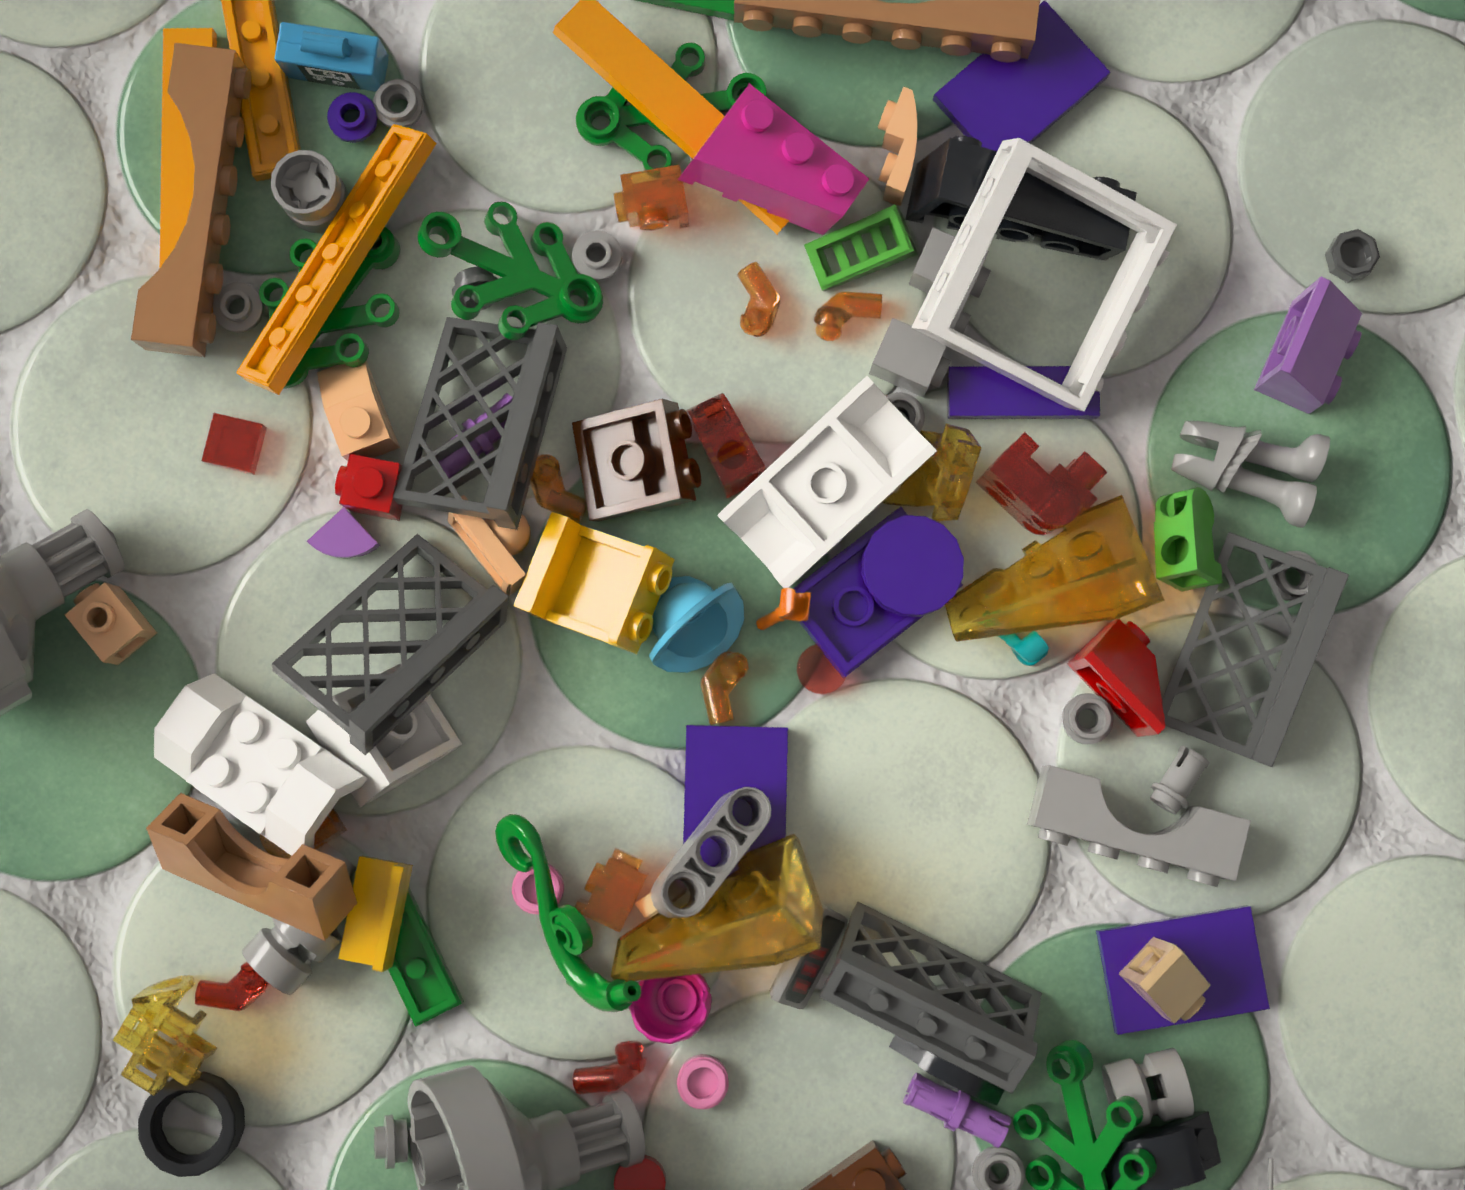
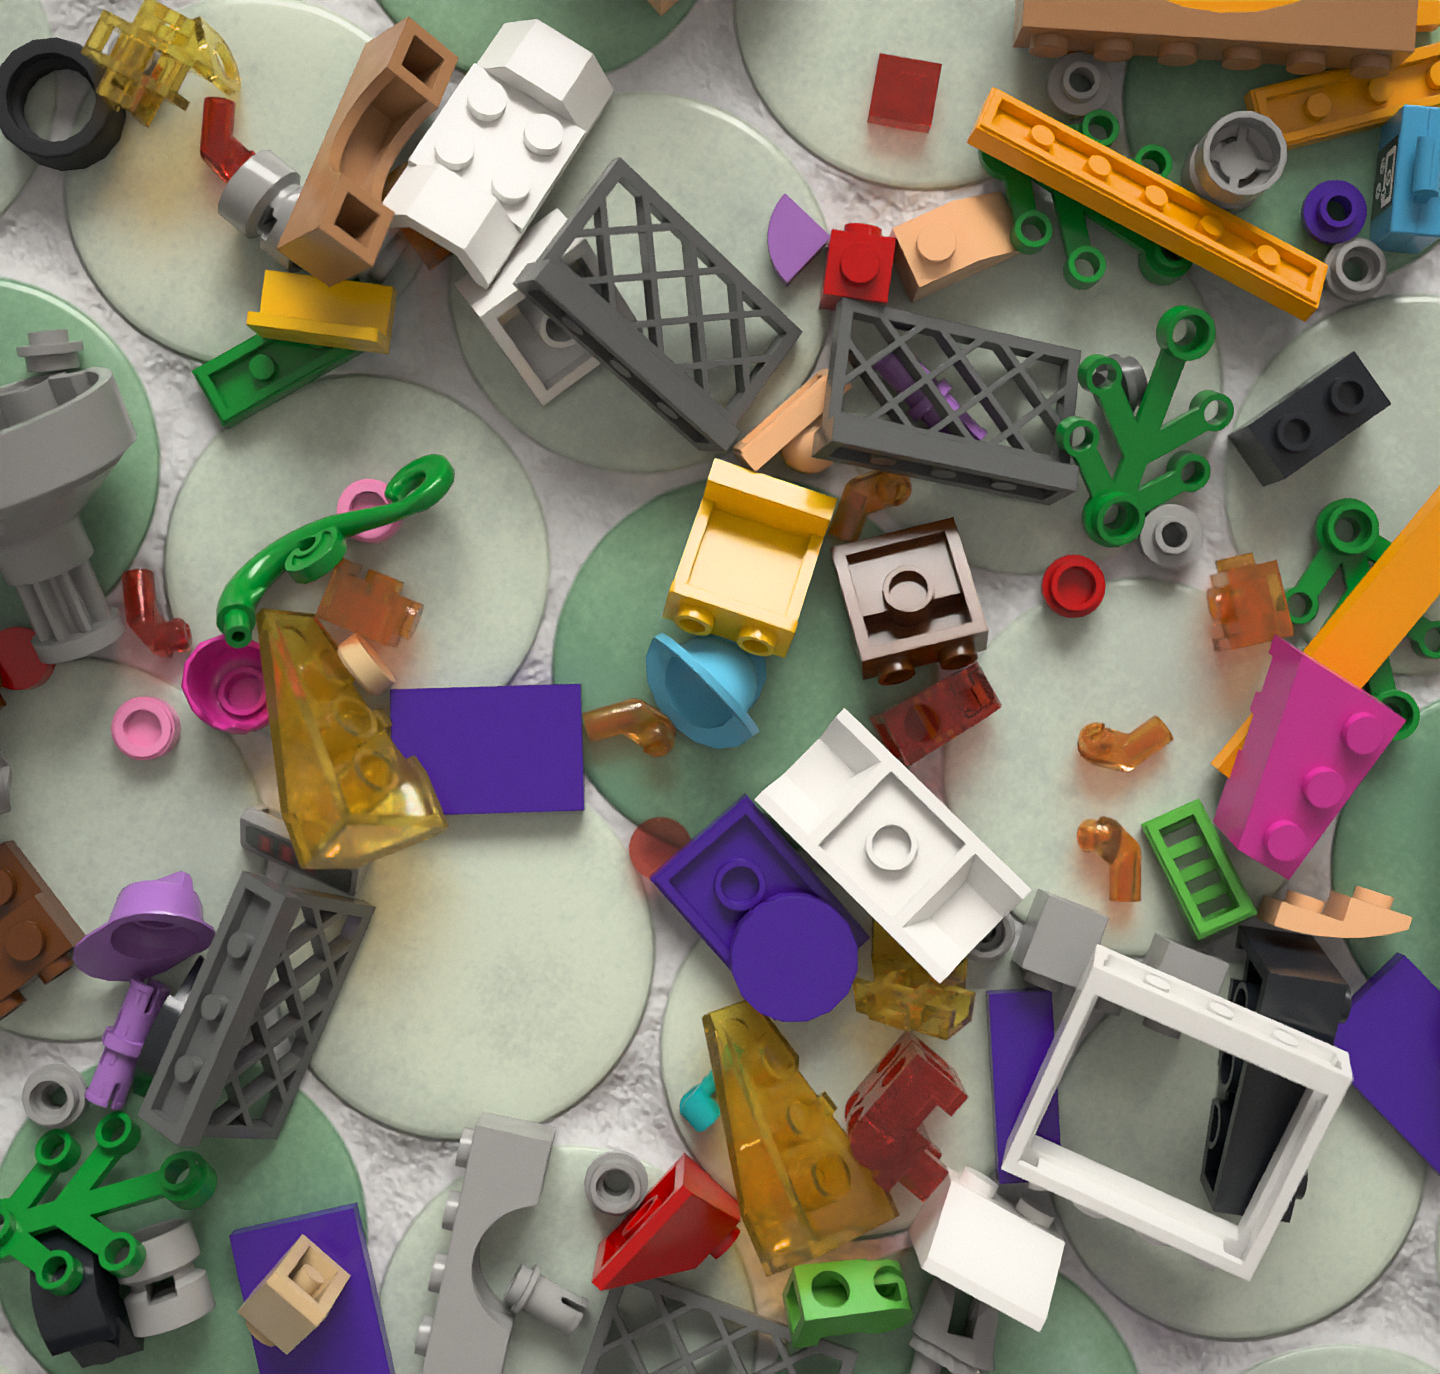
camera: 85 degrees right, 5 degrees up
(513, 144) = (1309, 419): none -> black brick
(632, 333) = (1073, 586): none -> red plate
(733, 841) = (431, 753): light grey beam -> none
(792, 607) = (733, 809): orange hand -> none
(867, 1085) = (147, 932): none -> medium lavender piece
(1145, 424) = (990, 1245): none -> white slope

